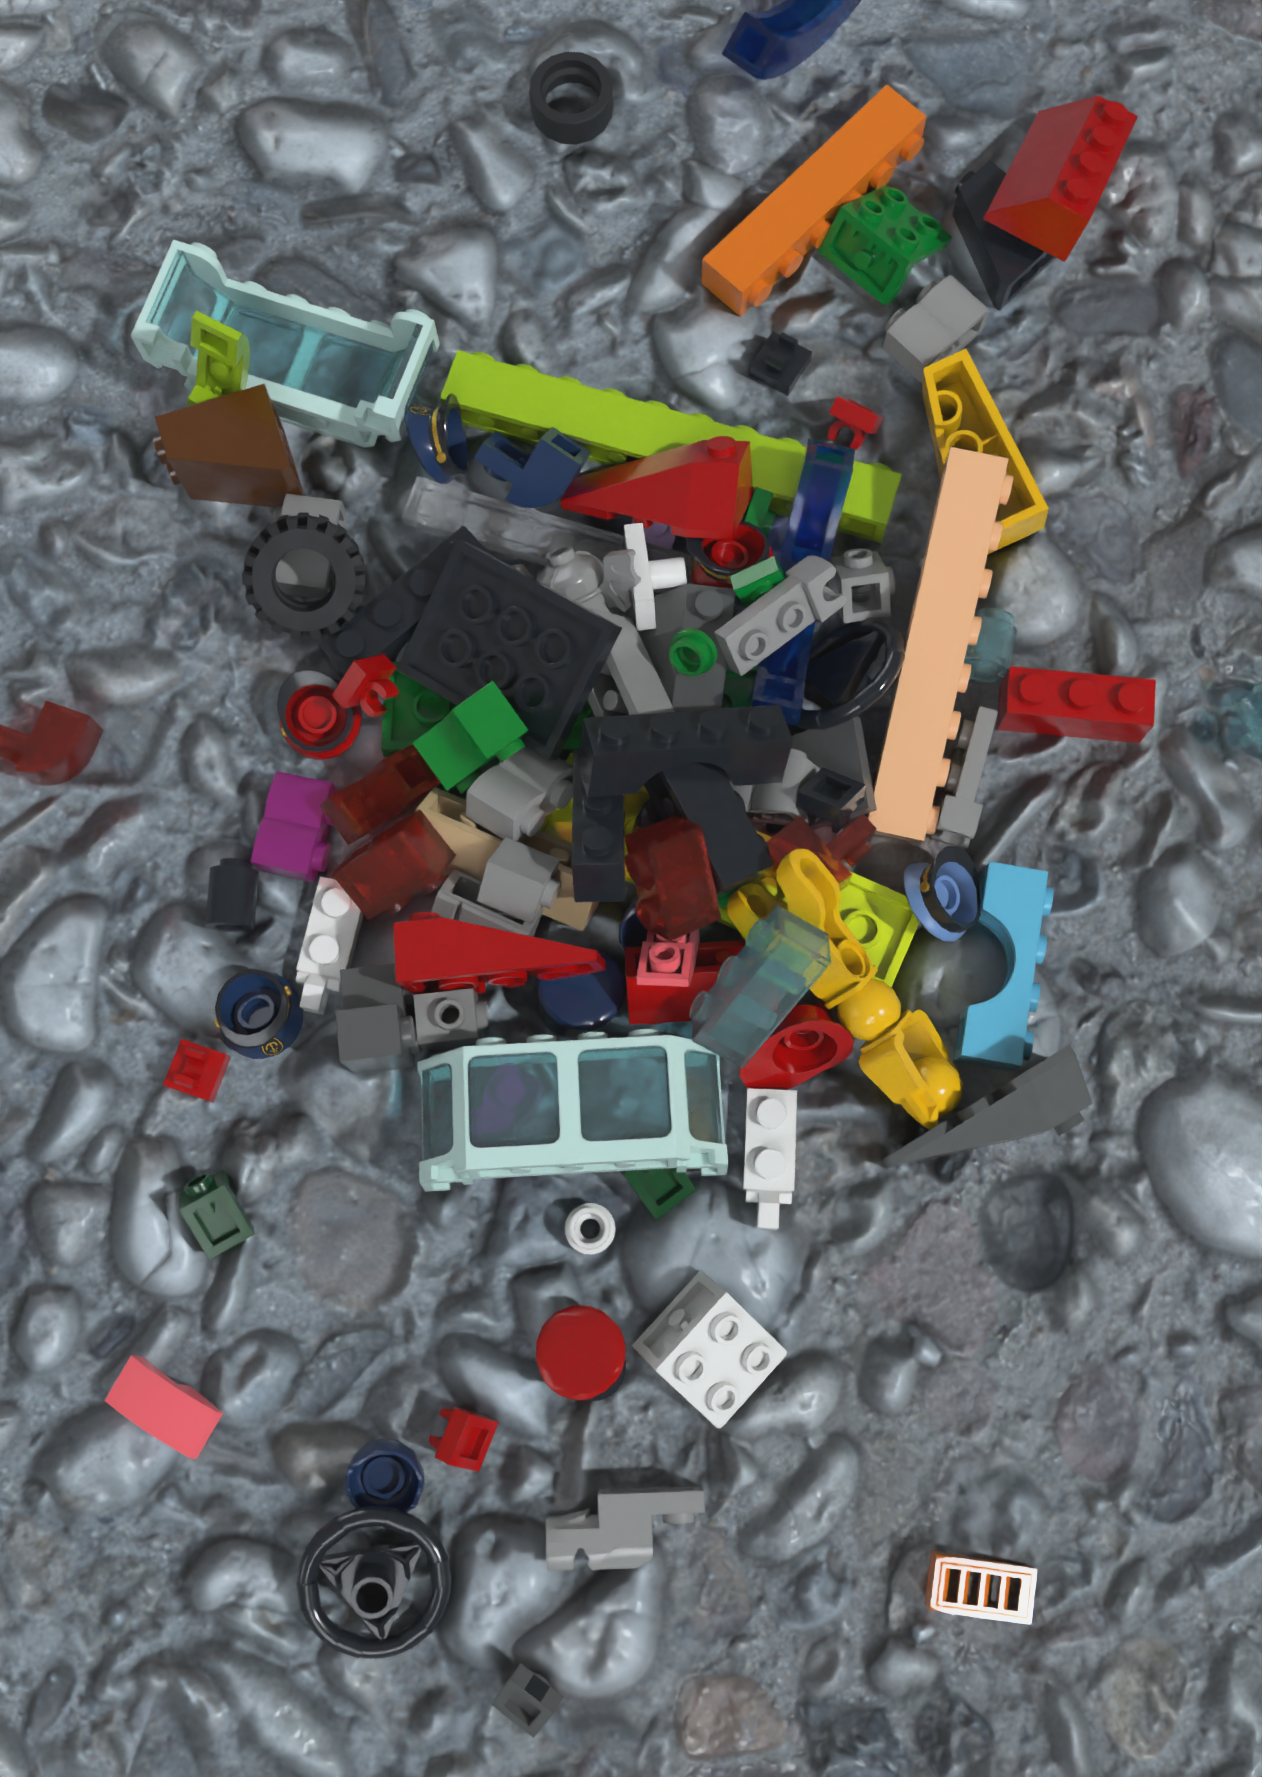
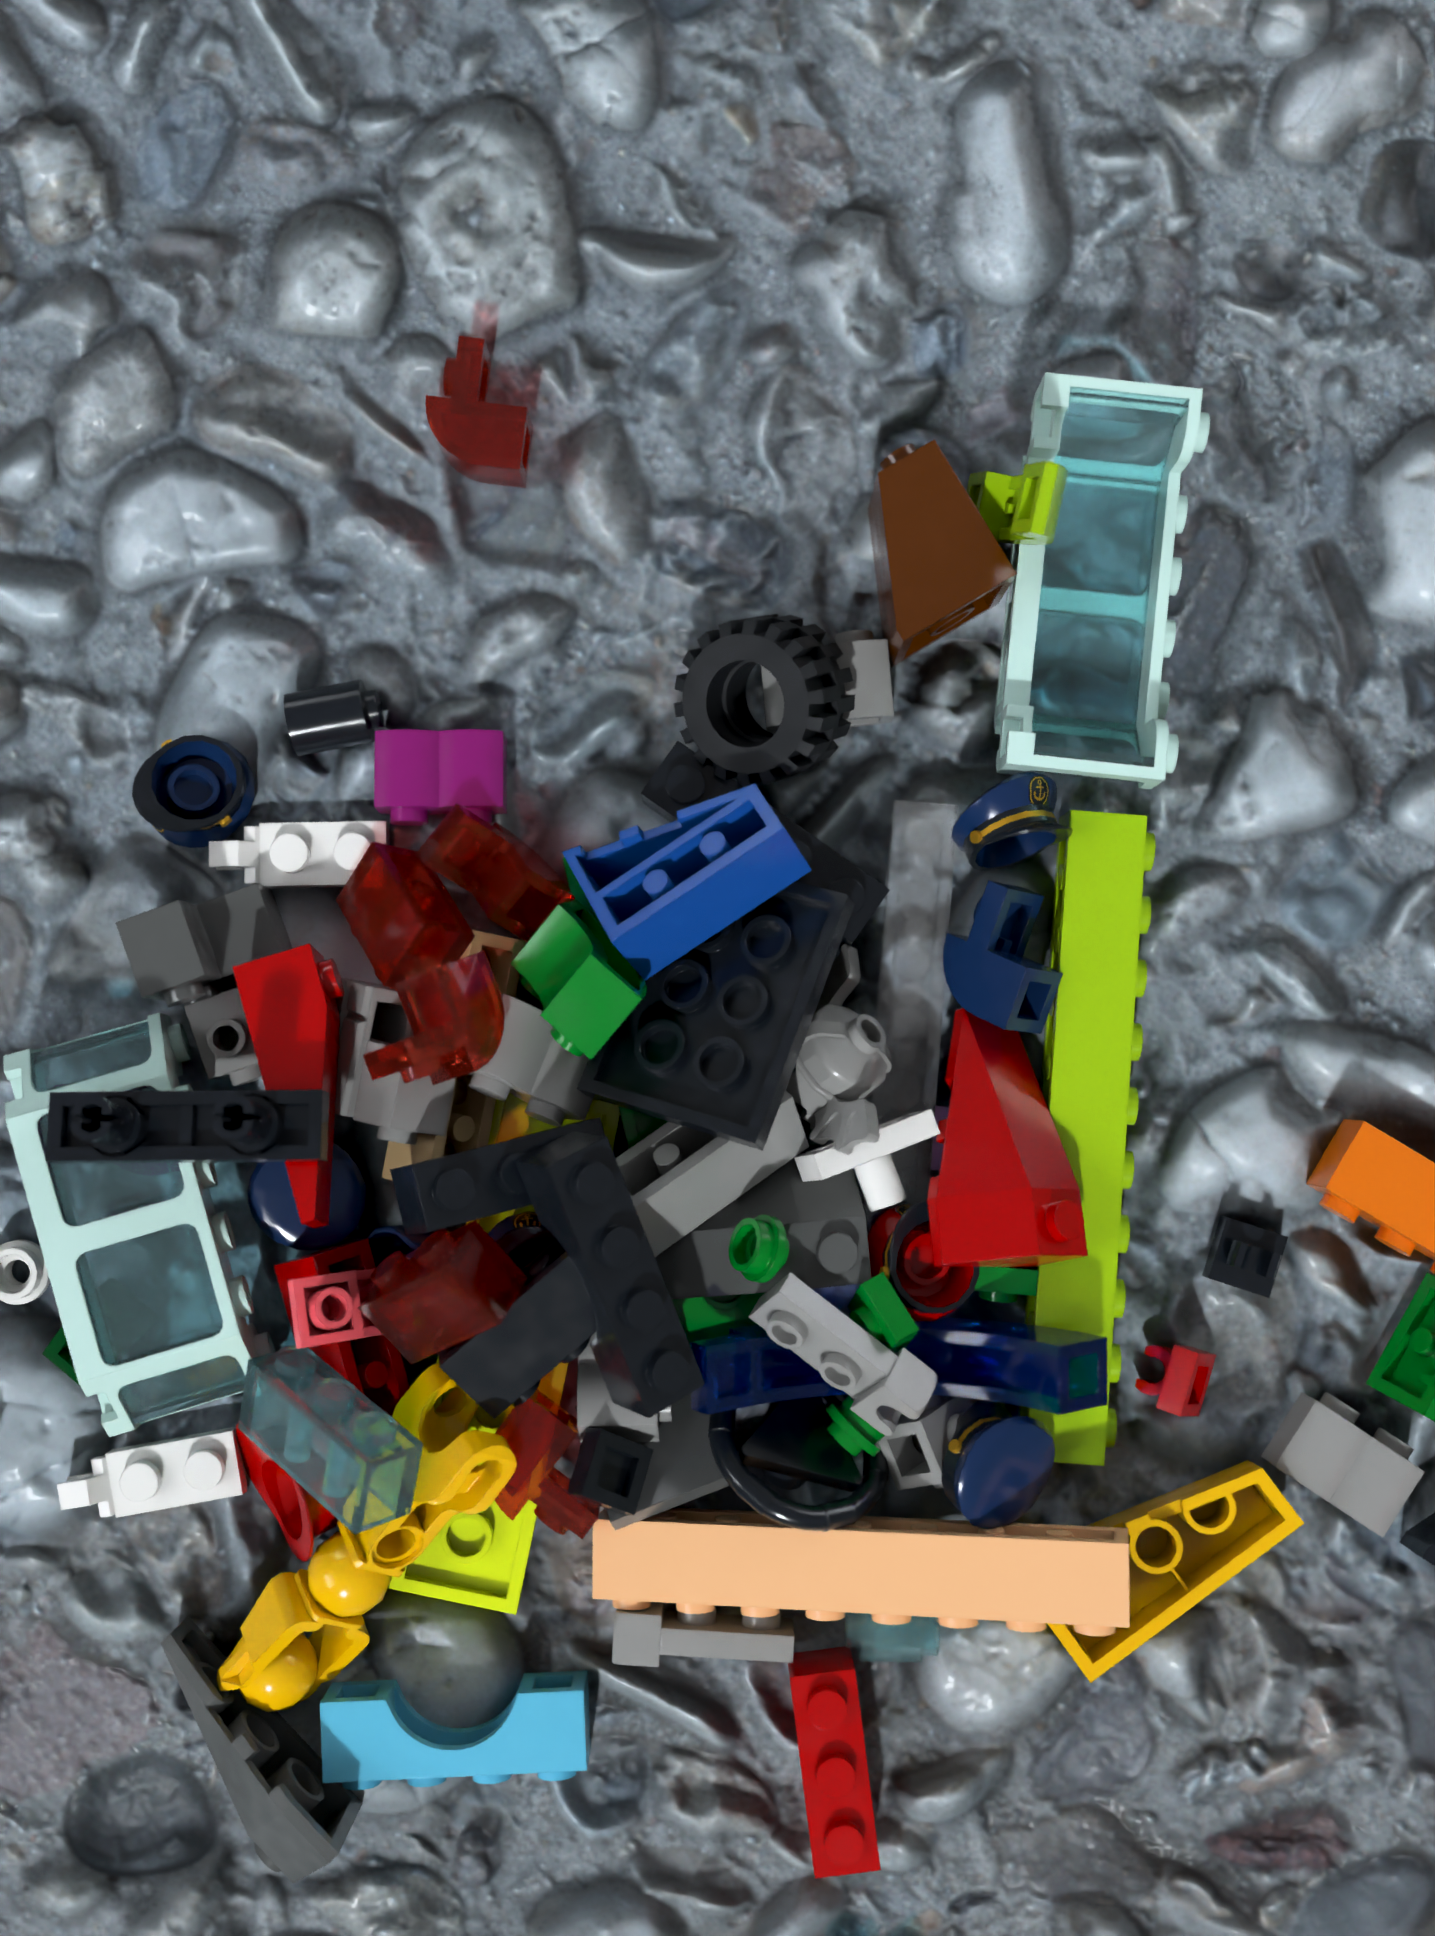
camera: 70 degrees right, 10 degrees up
(197, 1070) = (109, 733): red tile -> none
(313, 719) = (600, 762): red piece -> none
(365, 682) = (633, 809): red tile -> none
(416, 643) = (688, 877): none -> blue wedge
(476, 824) = (453, 1019): none -> clear red brick
(504, 1025) = (188, 1126): none -> black plate
(838, 629) = (851, 1430): none -> green plate
(883, 535) = (996, 1464): none -> dark blue piece
(944, 893) = (529, 1636): medium blue piece -> none

